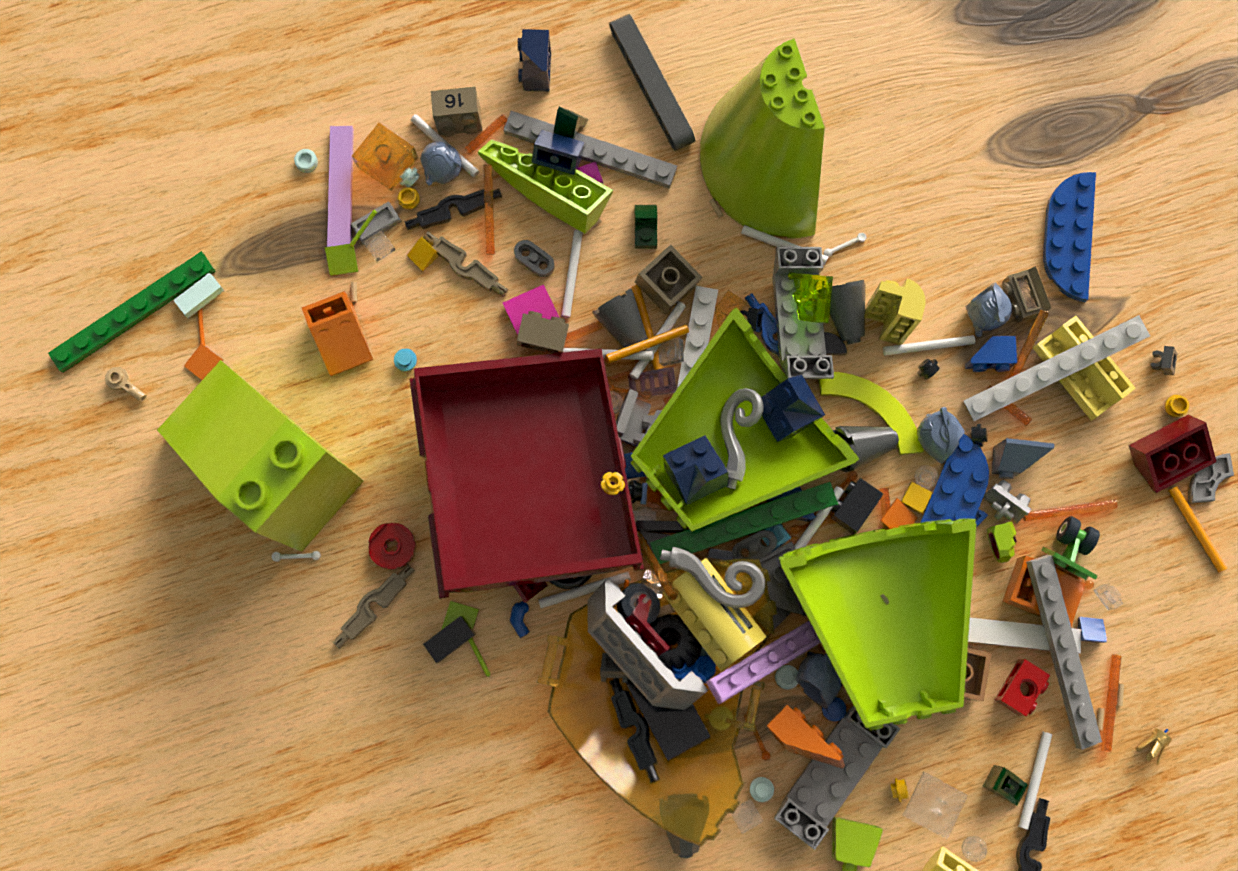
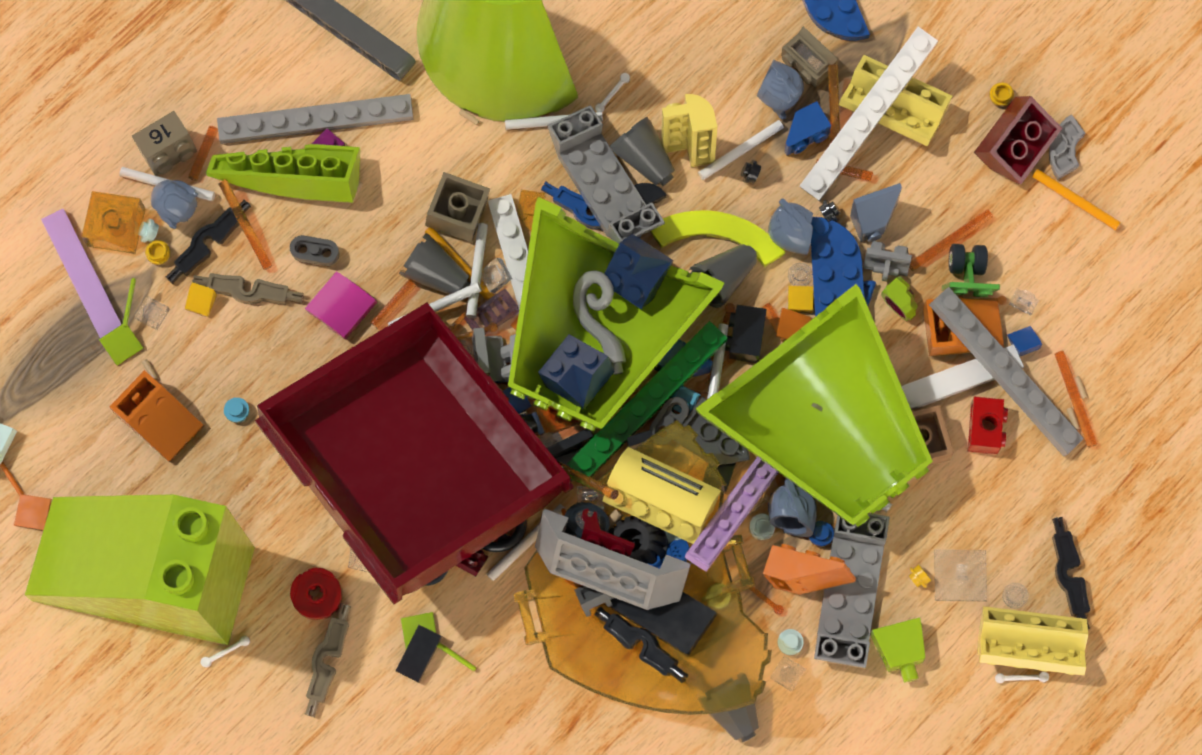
camera: 25 degrees left, 5 degrees down
(306, 160) = (33, 265): light aqua tile -> none
(383, 220) = (145, 285): light grey tile -> none
(517, 616) = (474, 600): blue arm -> none
(535, 54) = (215, 52): dark blue slope -> none
(542, 333) = (362, 316): dark tan brick -> none
(557, 152) = (286, 136): dark blue brick -> none
(568, 122) = (282, 104): dark green slope -> none
(572, 272) = (359, 247): white bar -> none
(612, 489) = (503, 425): yellow plate -> none
(645, 344) = (459, 287): light orange bar -> none
(646, 226) = (409, 167): dark green slope -> none
(686, 561) = (614, 455): light grey plant -> none
(754, 317) = (561, 200): black tile -> none
(812, 296) = (605, 156): clear neon green slope -> none
(1005, 784) = (1015, 521): dark green slope -> none
(1035, 780) = (1040, 505): white bar -> none
(1160, 741) = (1134, 410): pearl gold piece -> none
(1168, 360) = (972, 55): dark grey tile -> none

